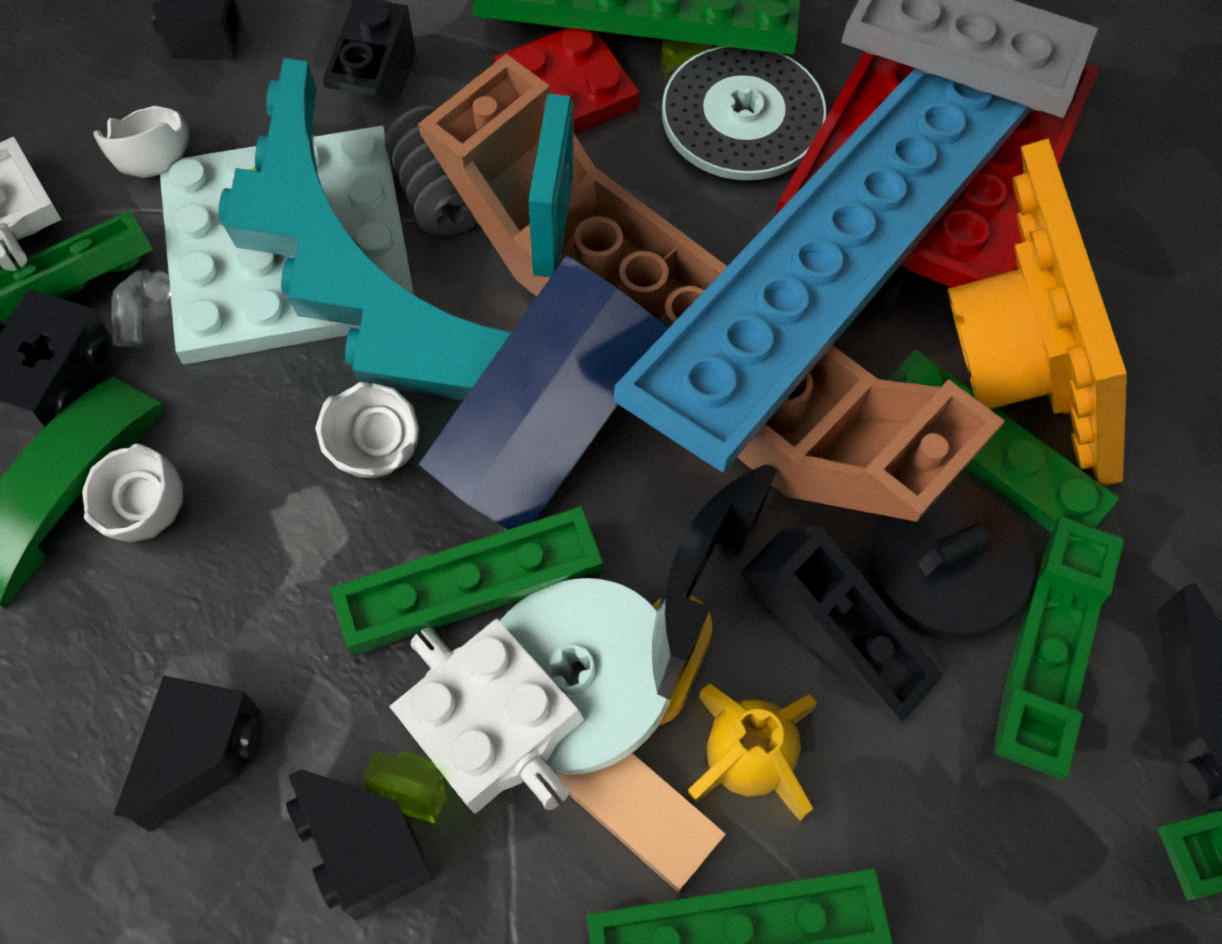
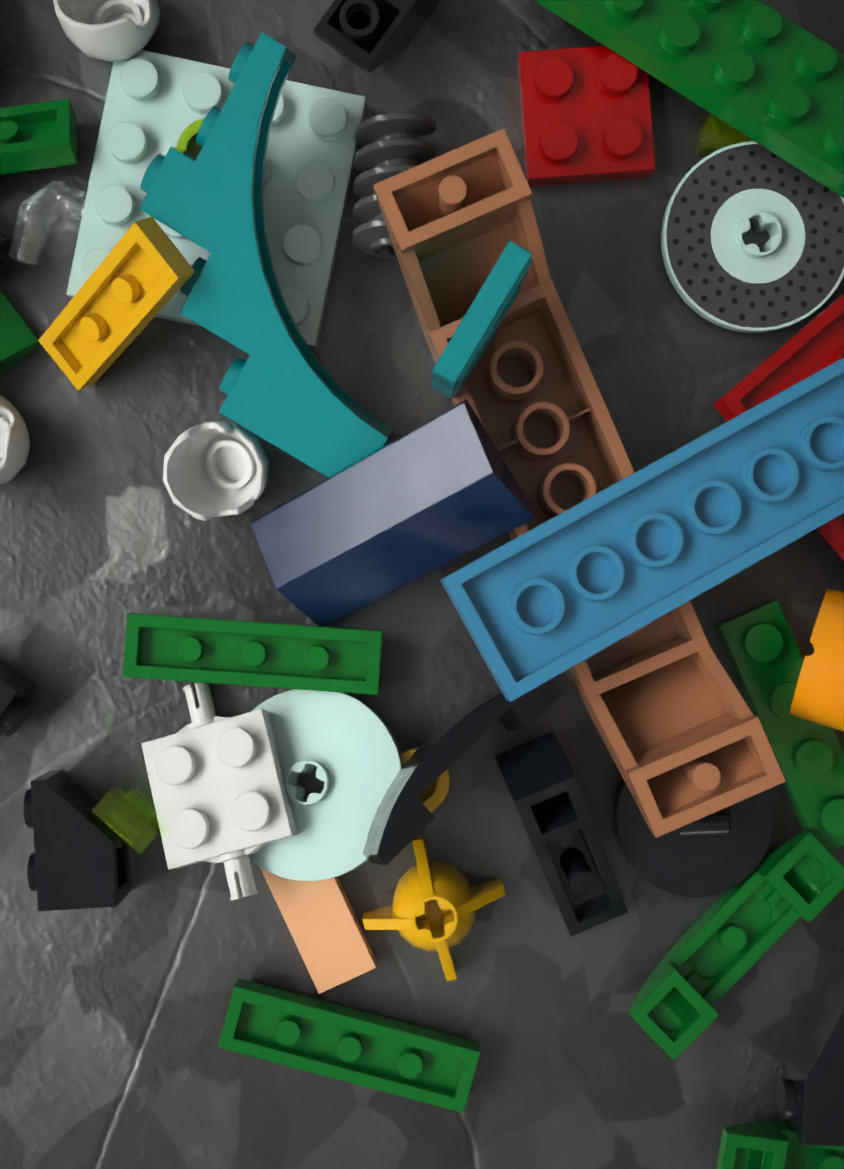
camera: 20 degrees right, 25 degrees up
(225, 325) = (116, 303): none -> yellow plate

